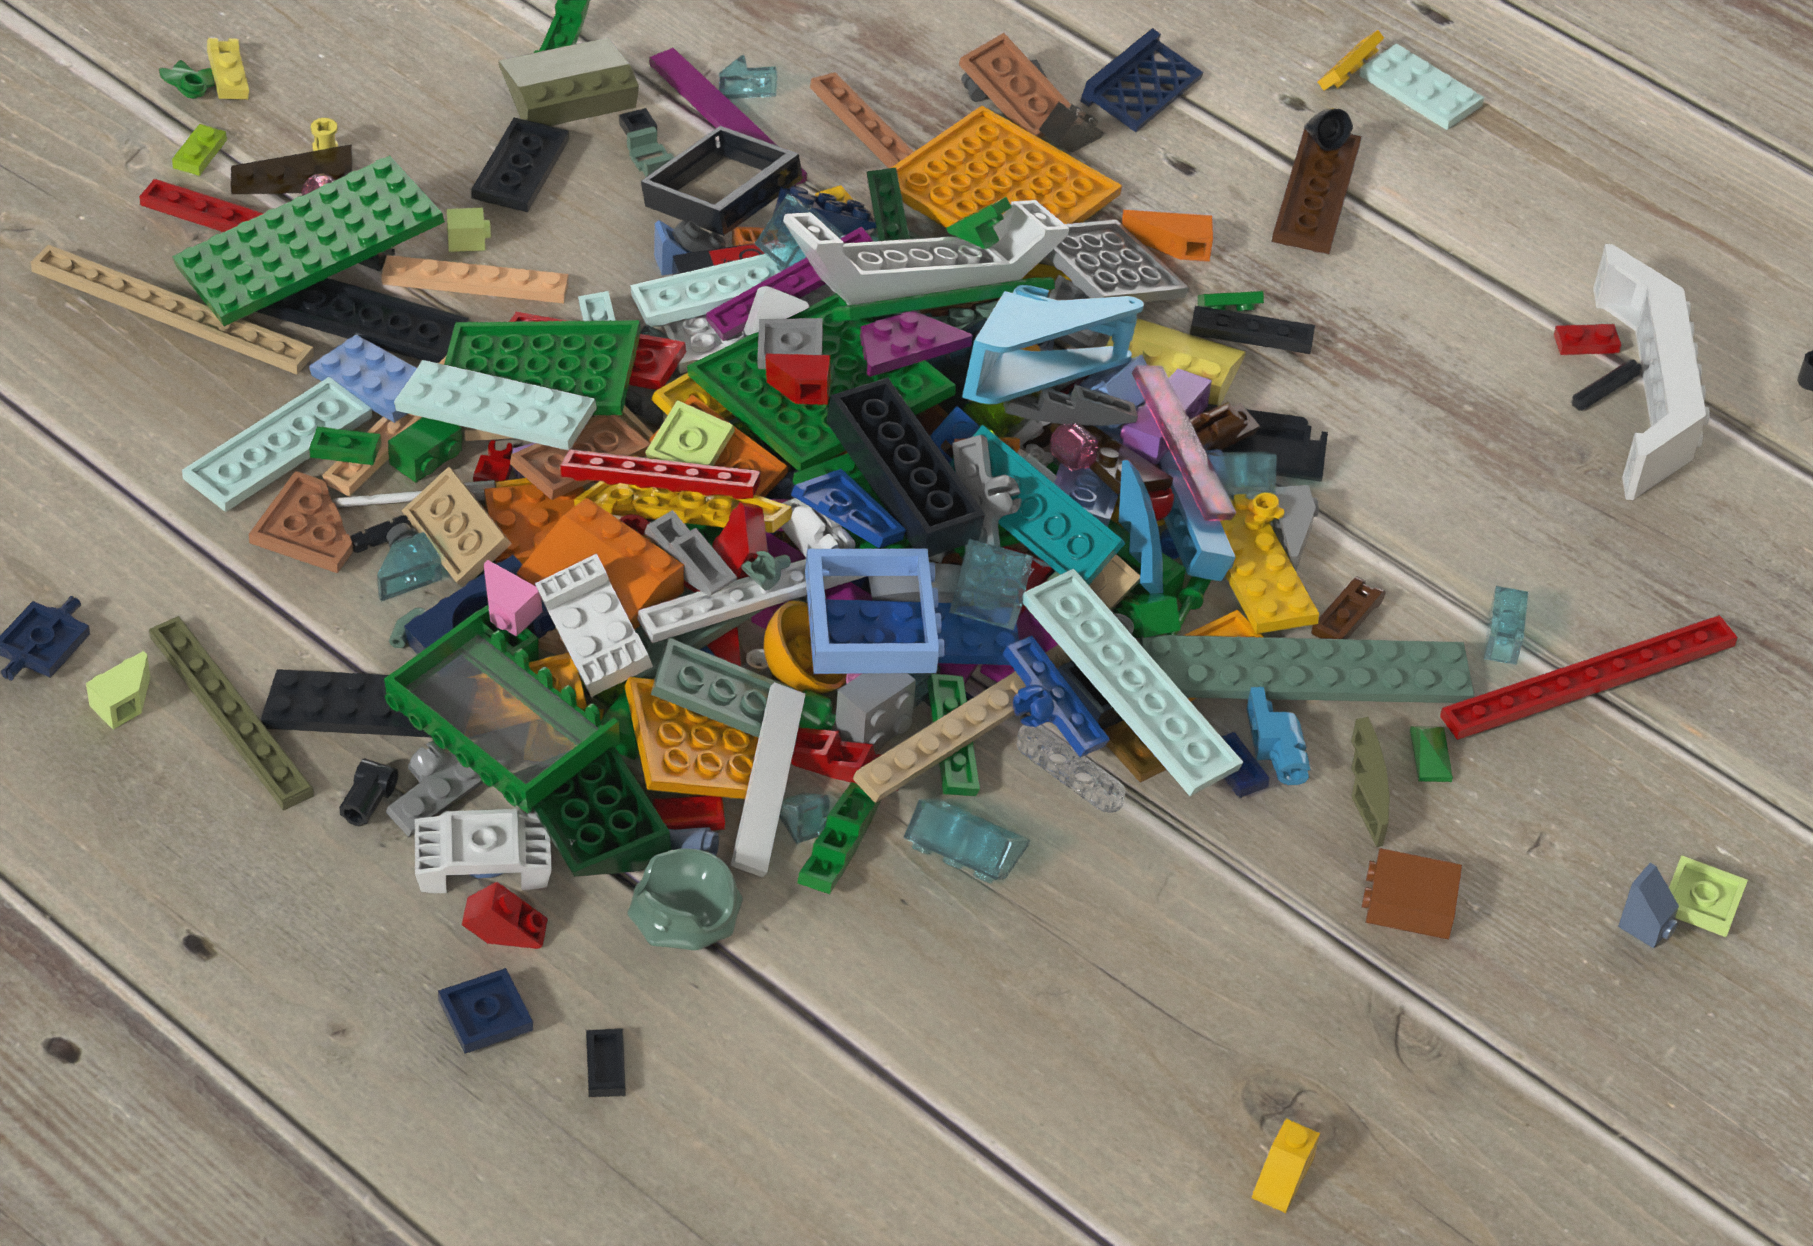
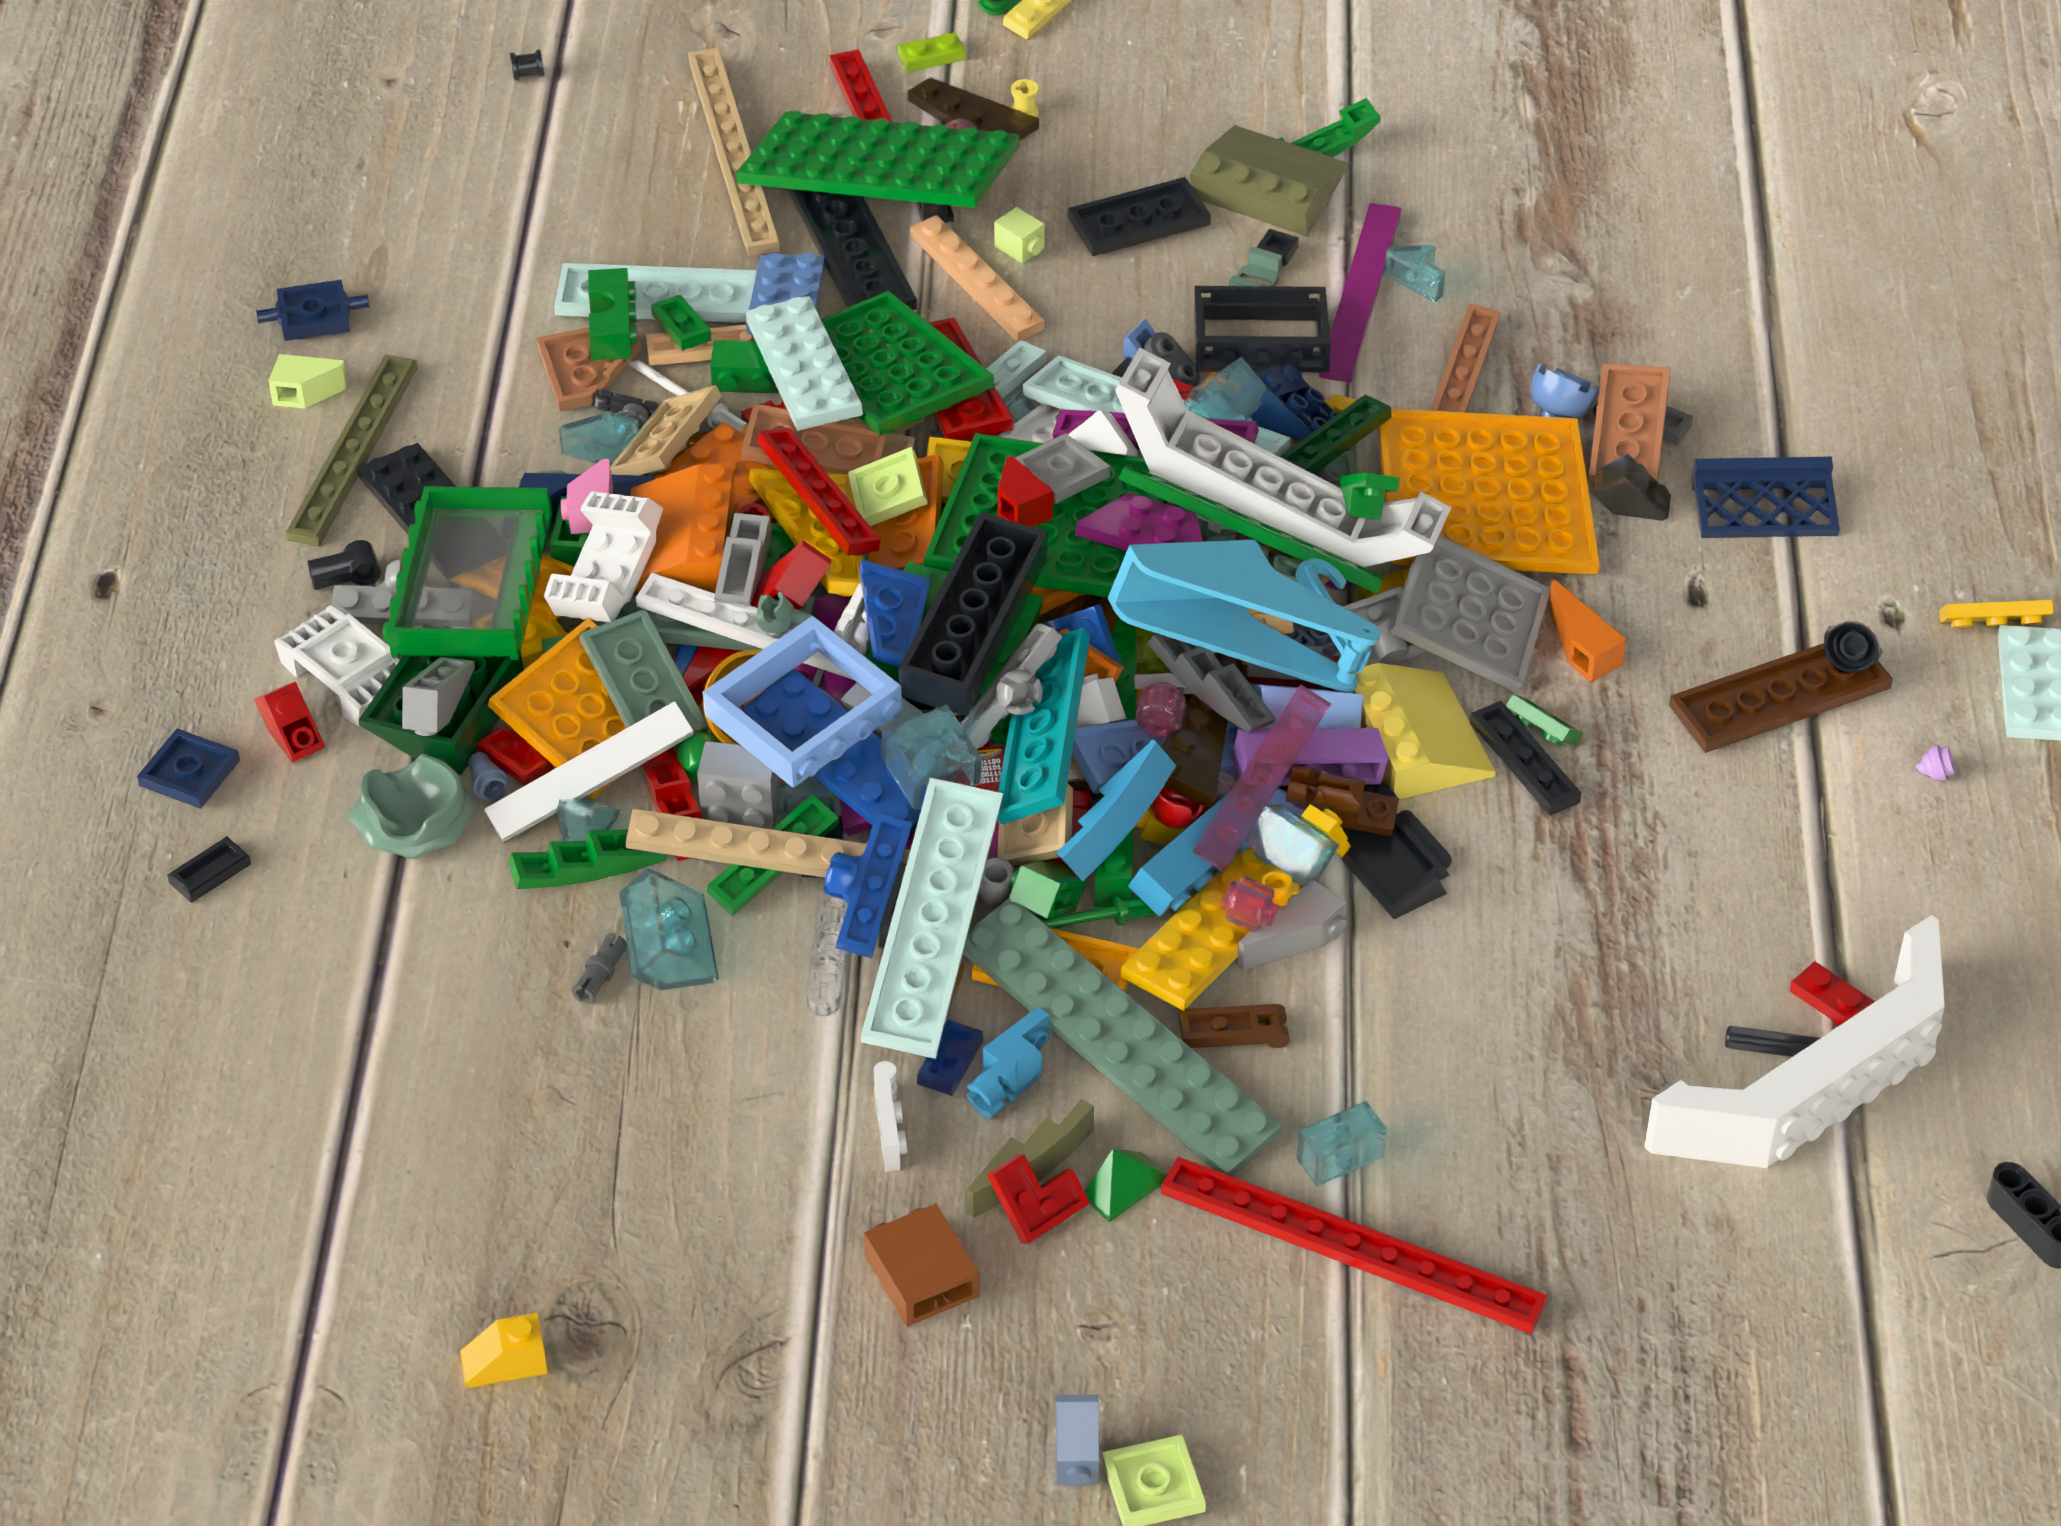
camera: 55 degrees right, 0 degrees up
(308, 483) = (611, 314): none -> green arch
(617, 805) = (434, 695): none -> light grey slope
(951, 96) = (1561, 393): none -> medium blue cylinder
(957, 896) = (599, 968): none -> dark grey pin
(1242, 443) = (1328, 824): none -> yellow plate
(1262, 828) = (889, 1115): none -> white plate
(1276, 526) = (1249, 904): none -> clear pink head
(1414, 797) = (1033, 1206): none -> red plate
(1447, 167) = (1937, 763): none -> lavender plate

